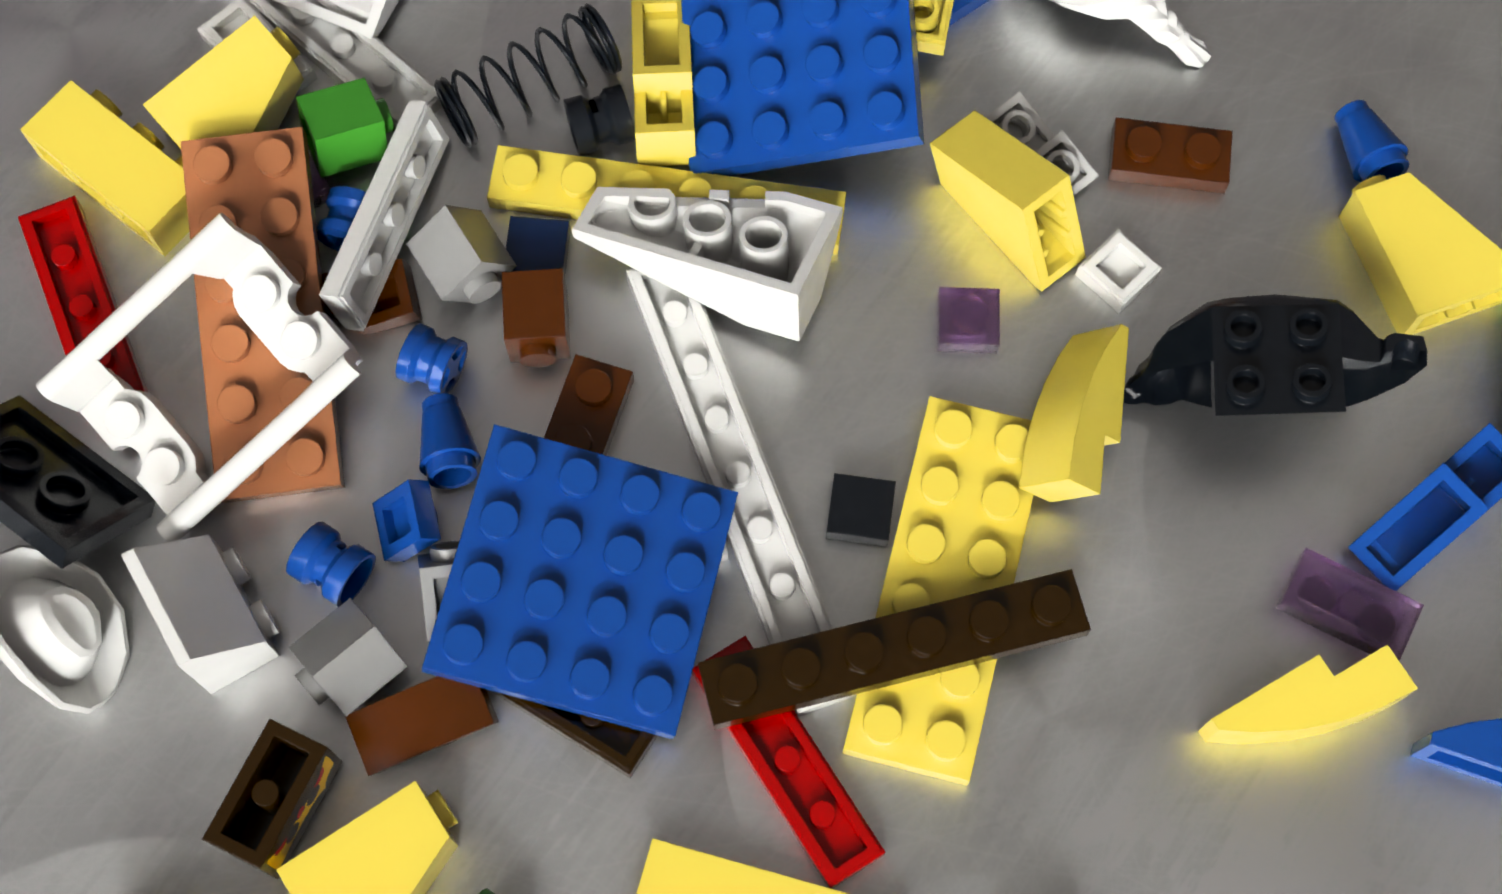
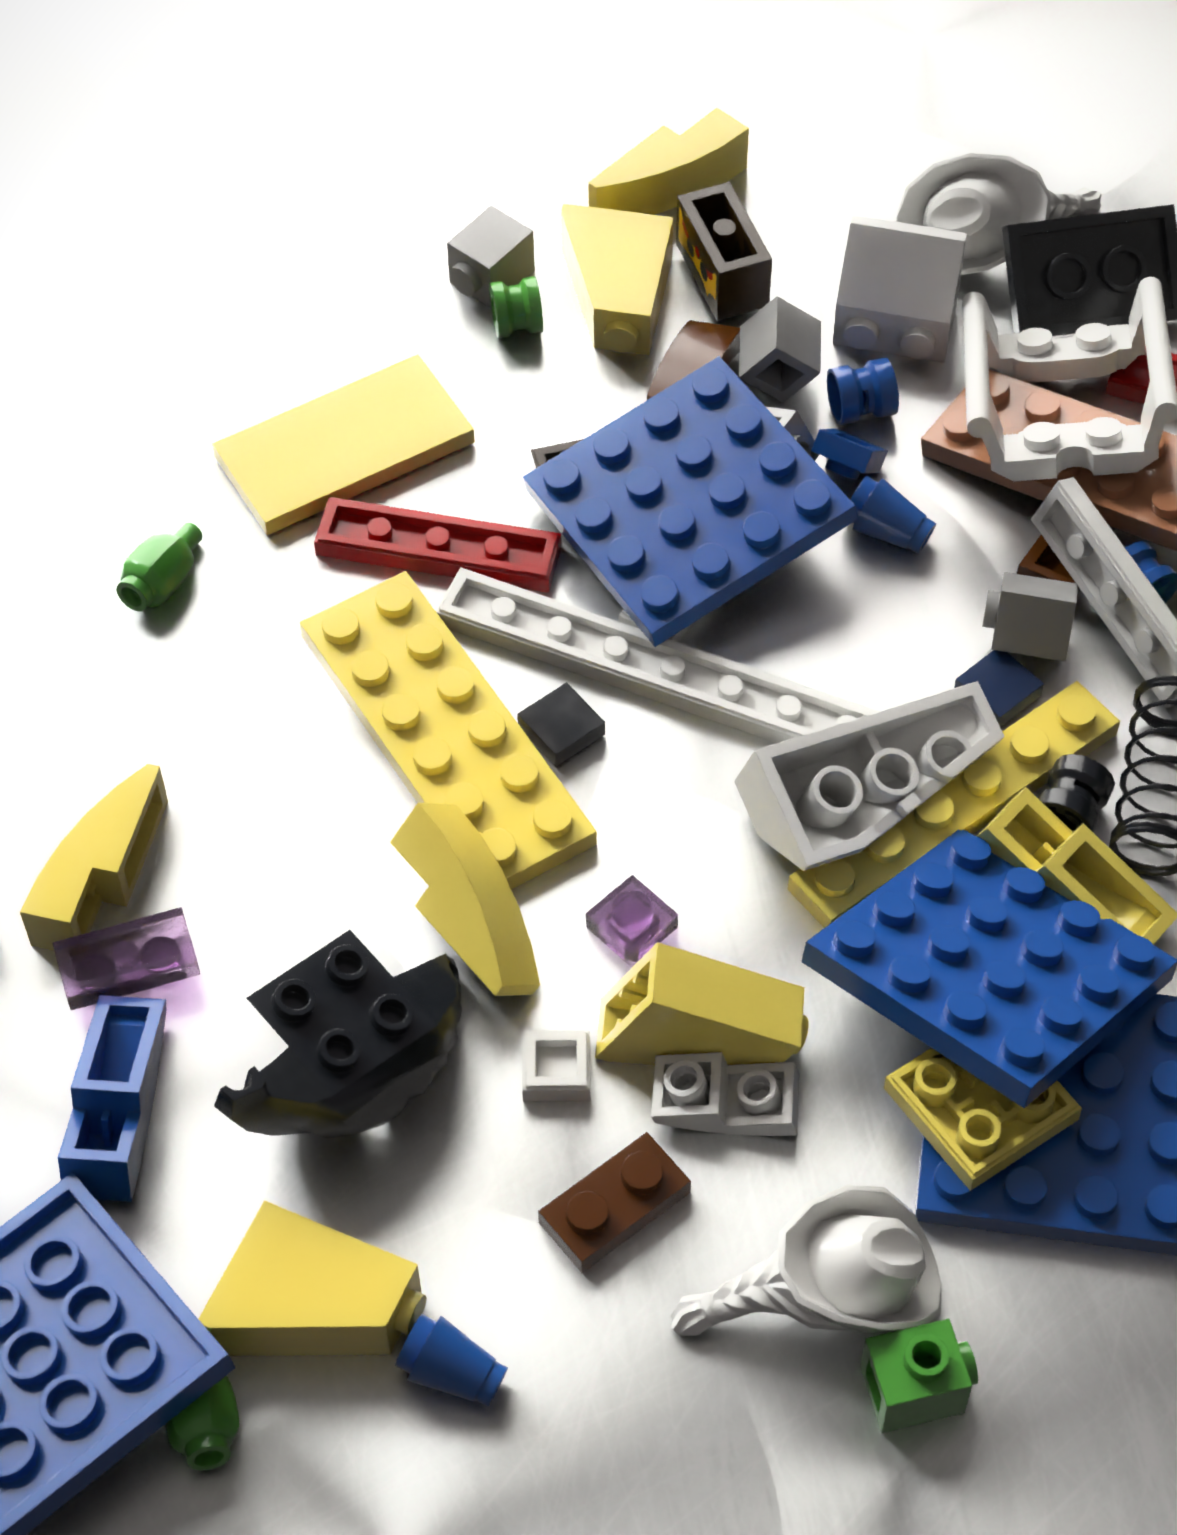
camera: 135 degrees right, 15 degrees down
(431, 359) = (964, 547): blue wheel -> none
(536, 316) = (934, 632): reddish brown brick -> none
(590, 405) = (820, 615): reddish brown plate -> none
(893, 649) = (429, 639): dark brown plate -> none

